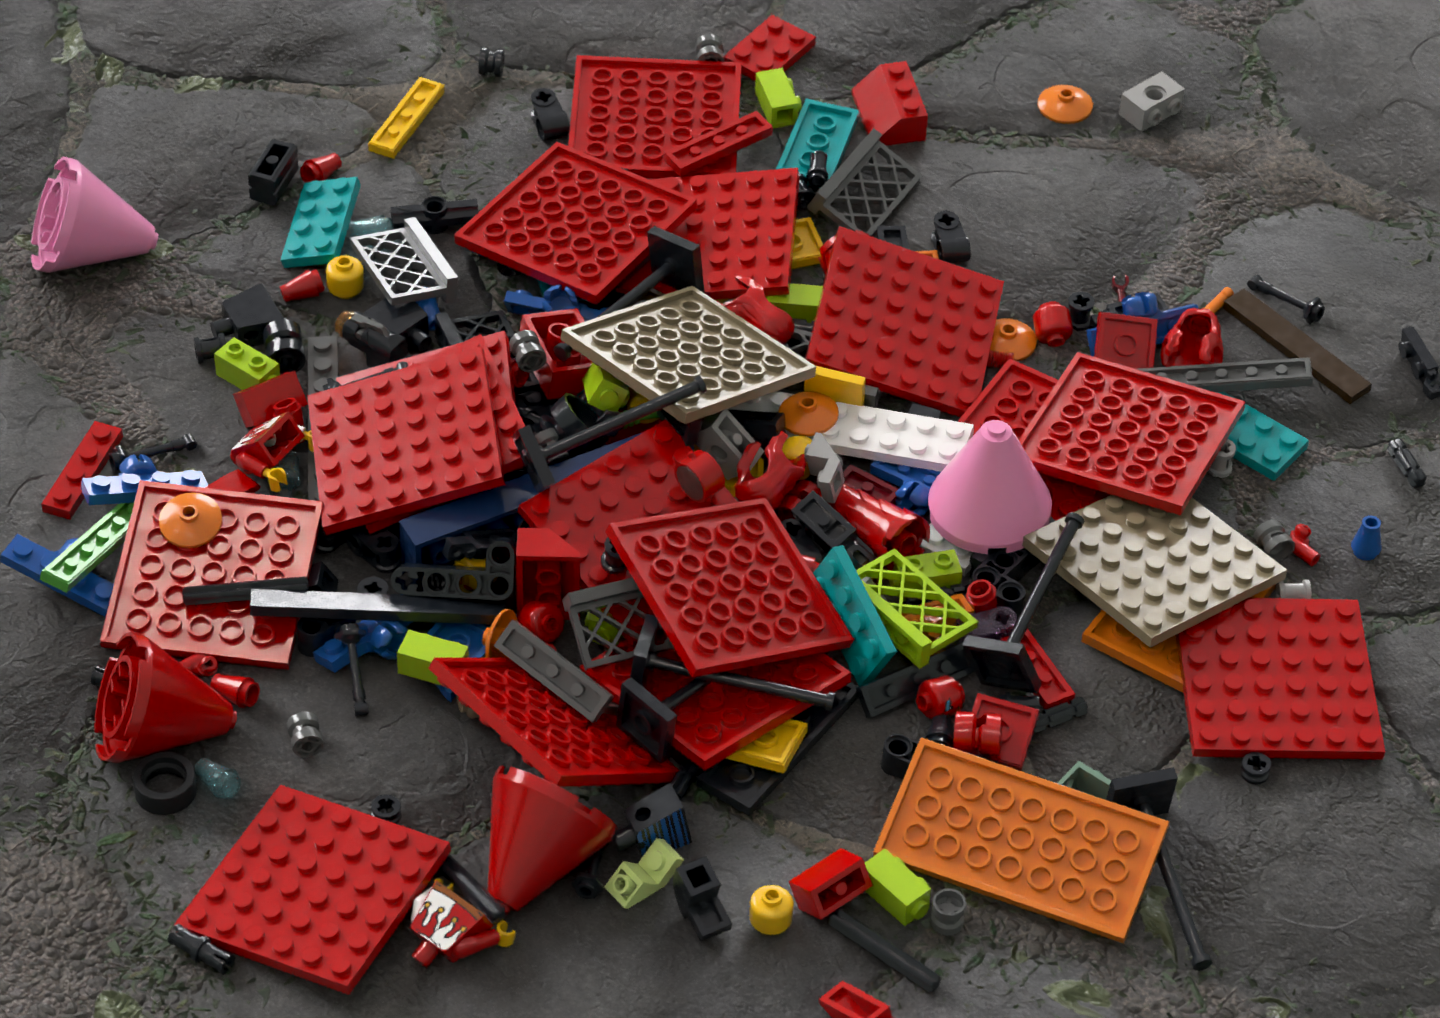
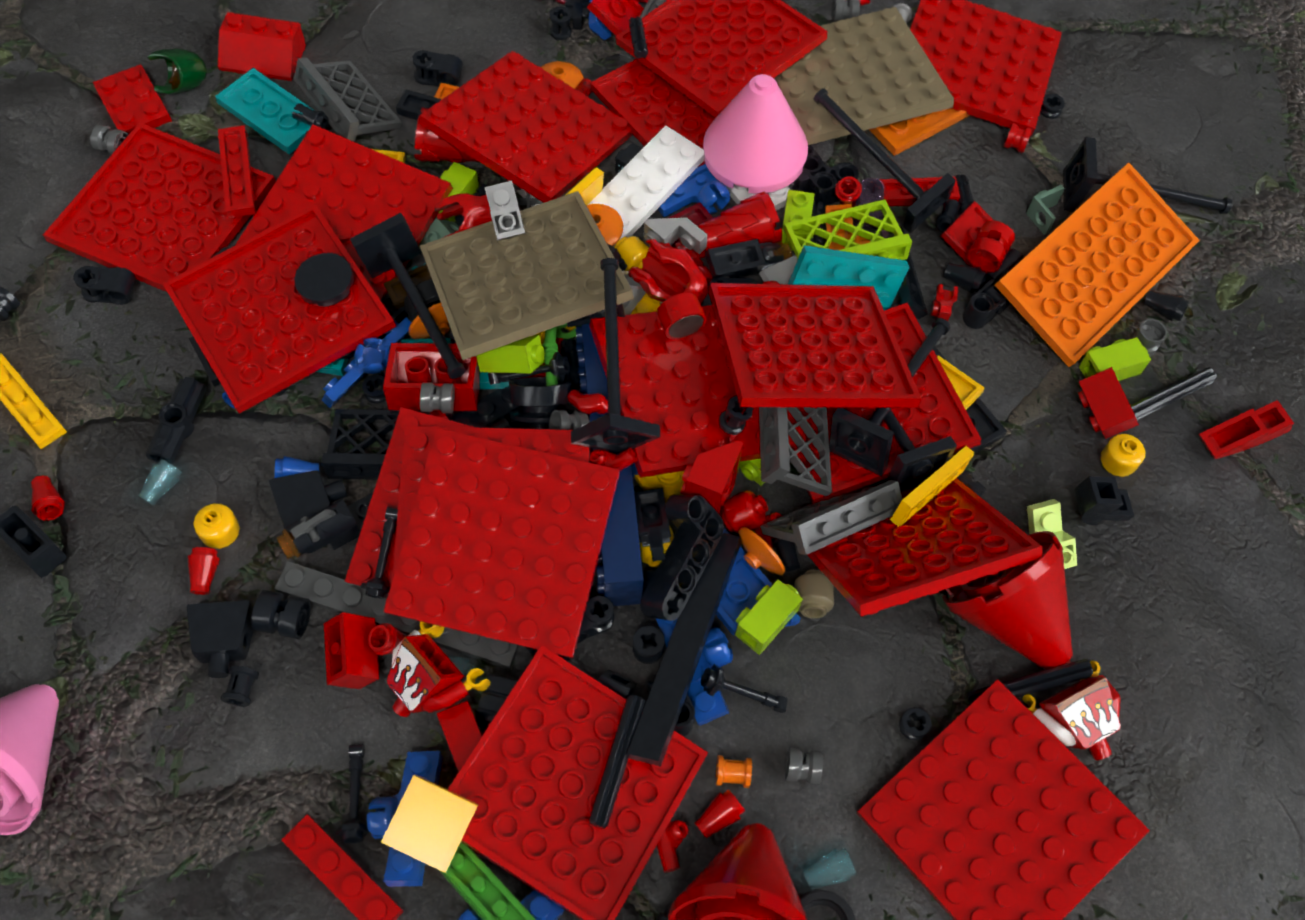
camera: 70 degrees left, 15 degrees up
(134, 479) = (429, 823): none -> yellow tile
(193, 530) = (491, 796): orange dish -> none
(244, 365) = (290, 659): lime brick -> none
(278, 687) = (733, 771): none -> orange bush
(320, 222) = (123, 523): teal plate -> none
(425, 258) = (238, 446): fence -> none
(520, 482) = (612, 460): none -> red arm
(577, 454) = (589, 402): none -> red arm
(612, 234) = (324, 279): none -> black tile
(628, 733) = (932, 486): none -> yellow tile
(654, 817) = (1014, 498): black torso -> none
(758, 324) = (504, 210): none -> light grey slope
(777, 97) = (197, 115): lime brick -> none
(819, 63) = (184, 68): none -> dark green piece
(882, 720) = (943, 304): none -> red plate
(940, 696) = (929, 260): red head -> none
(1008, 927) = (1167, 305): none -> black cone
(1052, 324) = (566, 43): red head -> none
(1078, 364) = (638, 37): none -> black axle
(1175, 740) = (1017, 137): none -> red wheel

